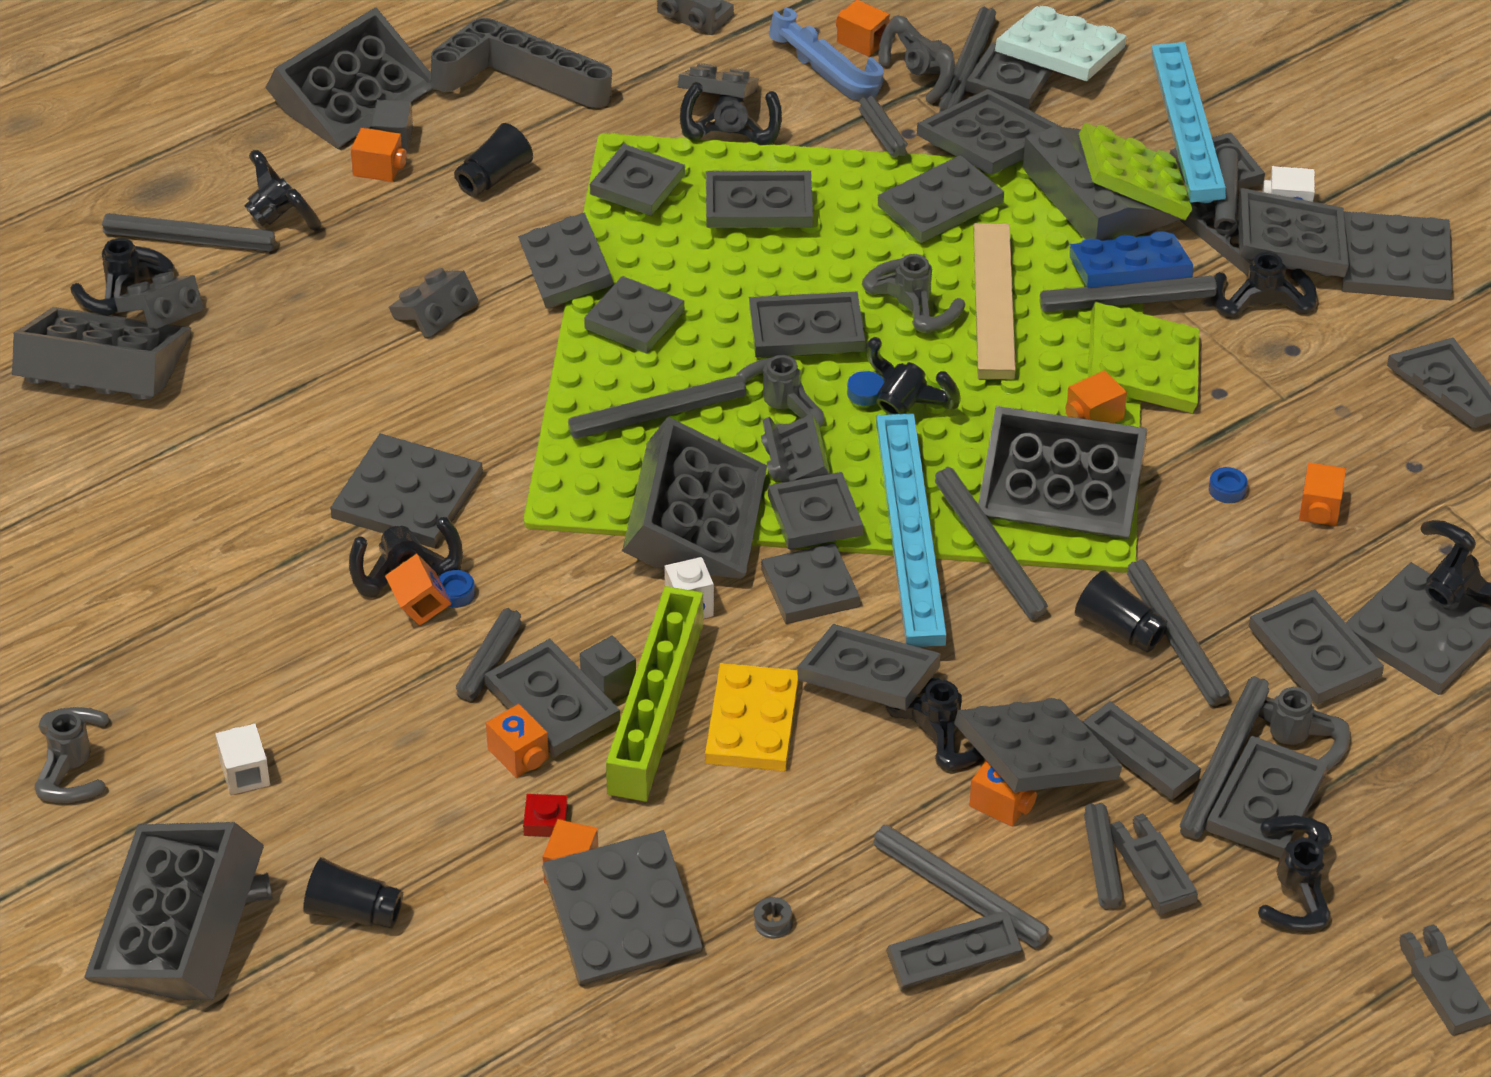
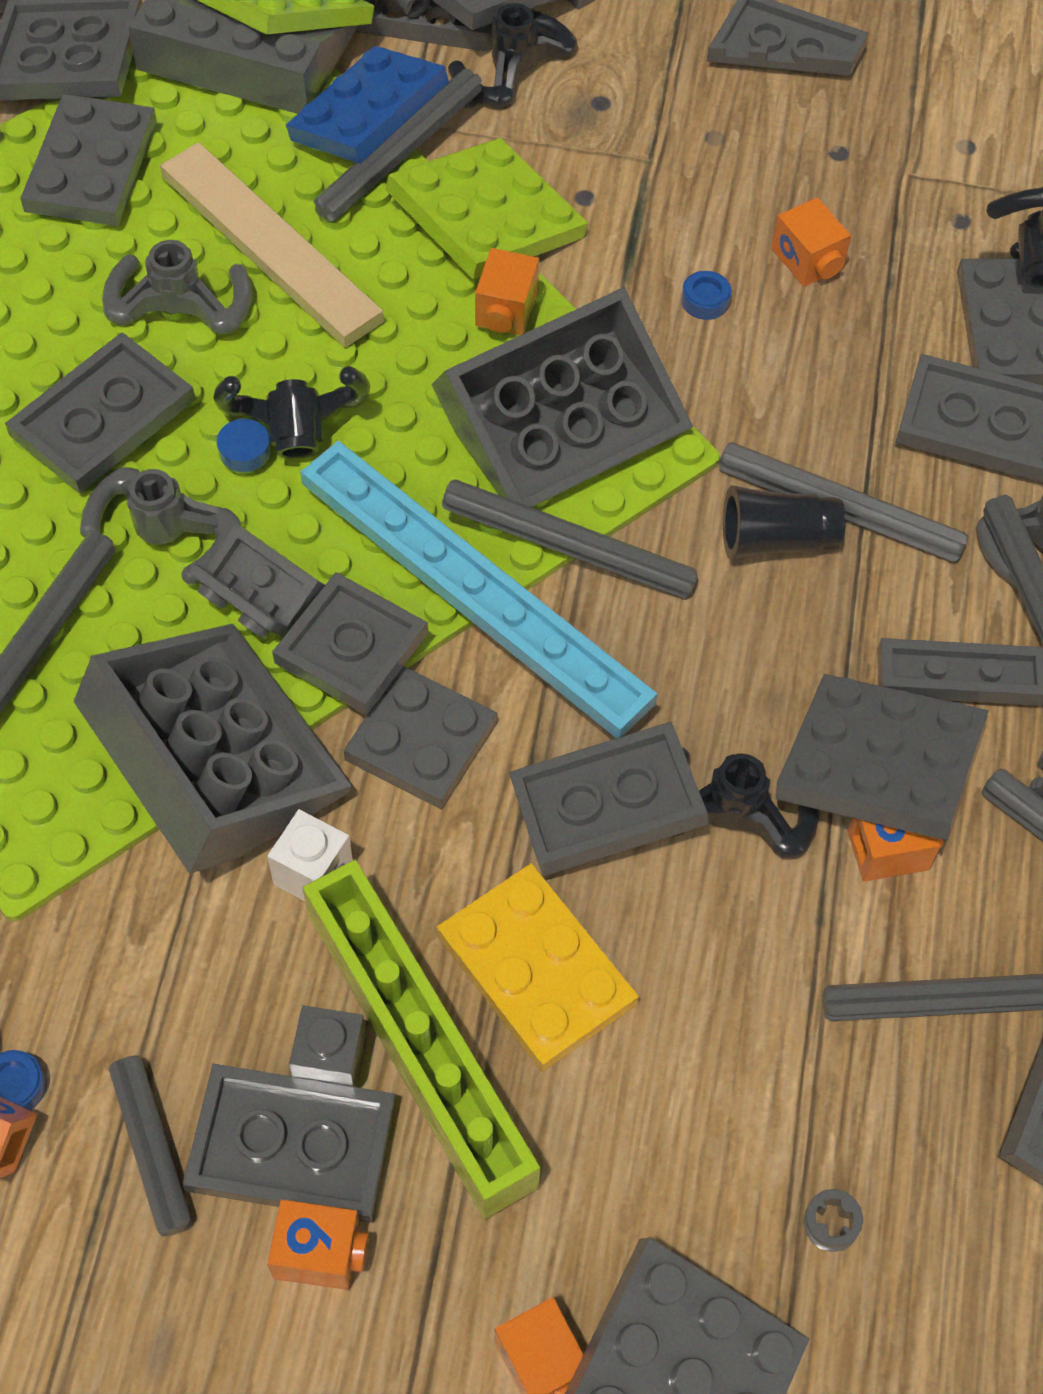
camera: 45 degrees left, 15 degrees up
(543, 812) = (443, 1317): red plate -> none

